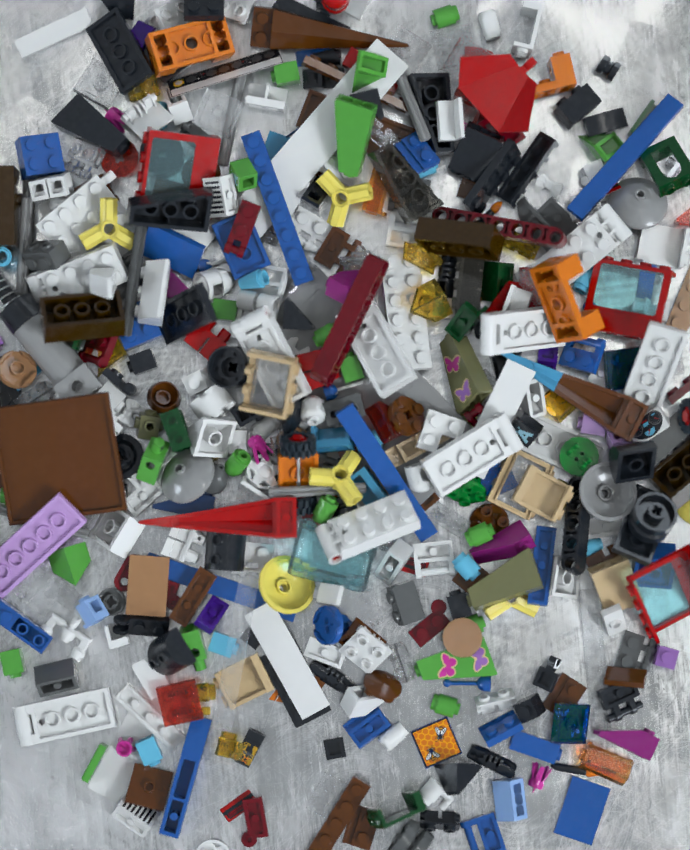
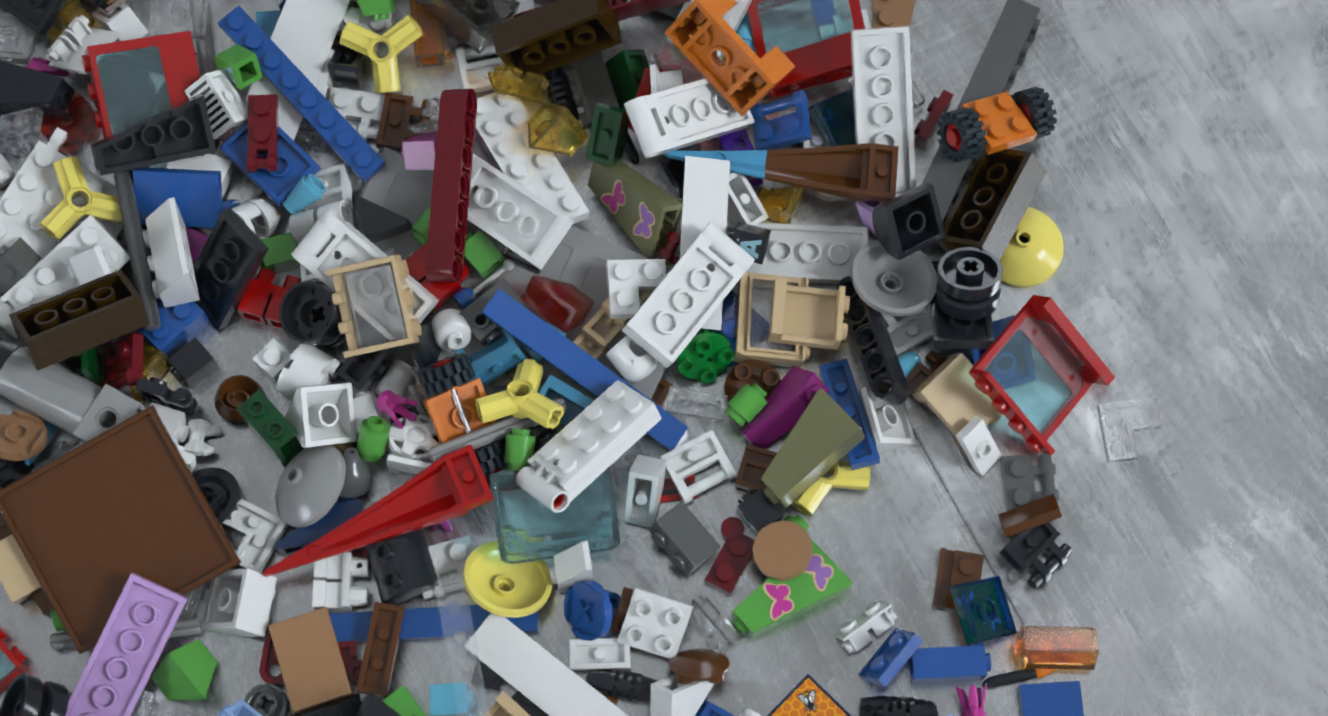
camera: 20 degrees left, 15 degrees down
(147, 431) = (230, 451): olive brick -> none
(157, 454) = (253, 467): bright green torso -> none
(211, 614) = (416, 664): dark purple plate -> none
(414, 412) = (580, 282): reddish brown plate -> none
(445, 705) = (799, 659): bright green brick -> none
(466, 566) = (747, 453): medium azure brick -> none
(483, 683) = (838, 607): blue hinge -> none
(524, 249) = (645, 26): clear yellow hinge -> none
(529, 708) = (917, 612): black brick -> none
(546, 677) = (923, 561): black plate -> none
(572, 449) = (822, 247): green plate -> none
(589, 427) = (834, 210): lavender brick -> none
(633, 740) = (1084, 599): magenta slope -> none
(651, 425) = (913, 170): slope -> none
(665, 657) = (1071, 468): medium lavender brick -> none

